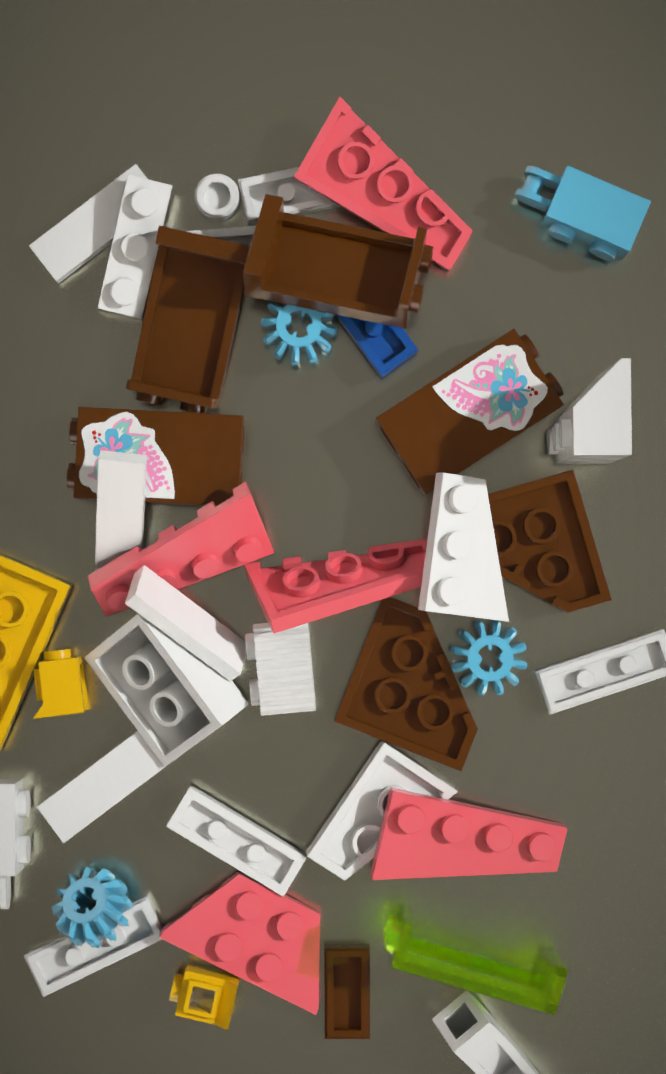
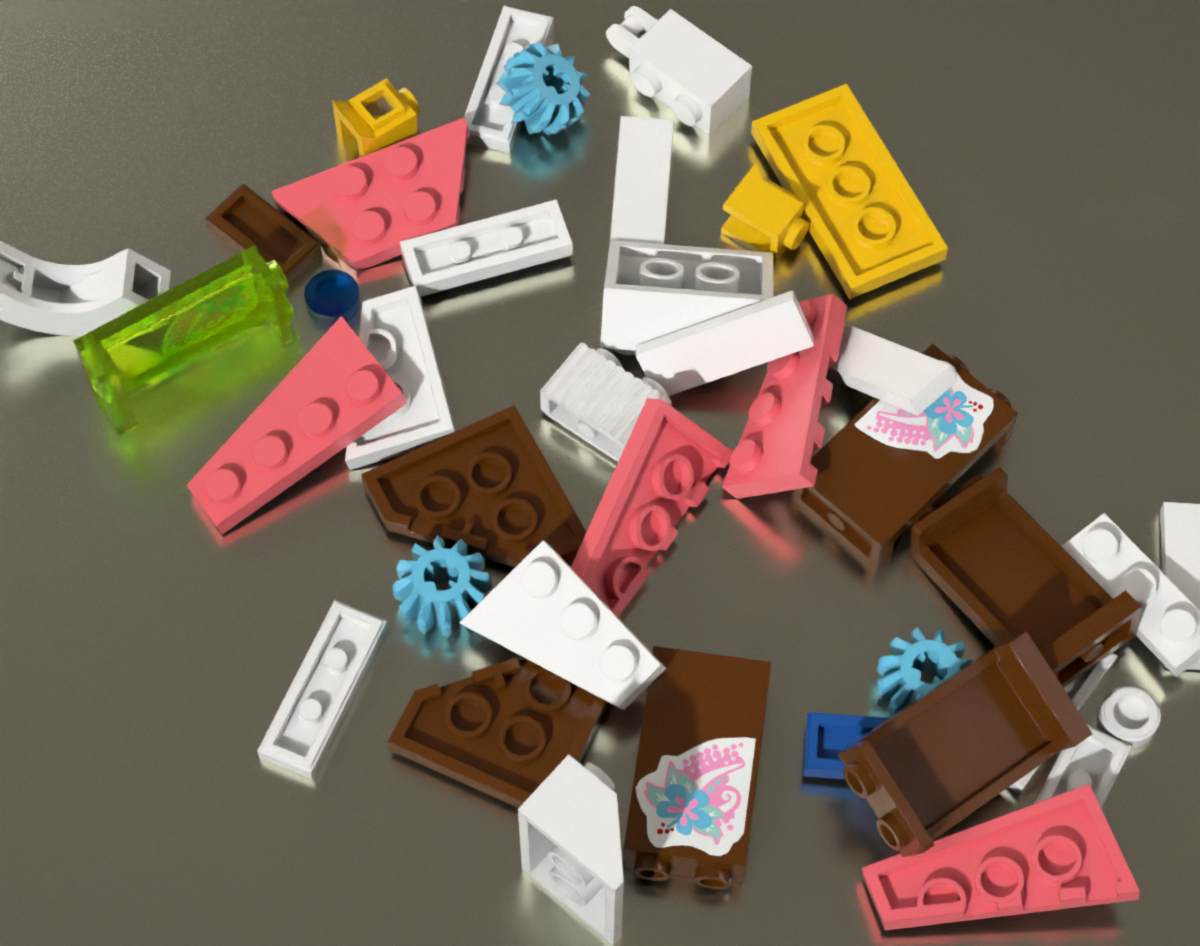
camera: 135 degrees right, 25 degrees down
(352, 906) = (332, 296): none -> clear blue tile

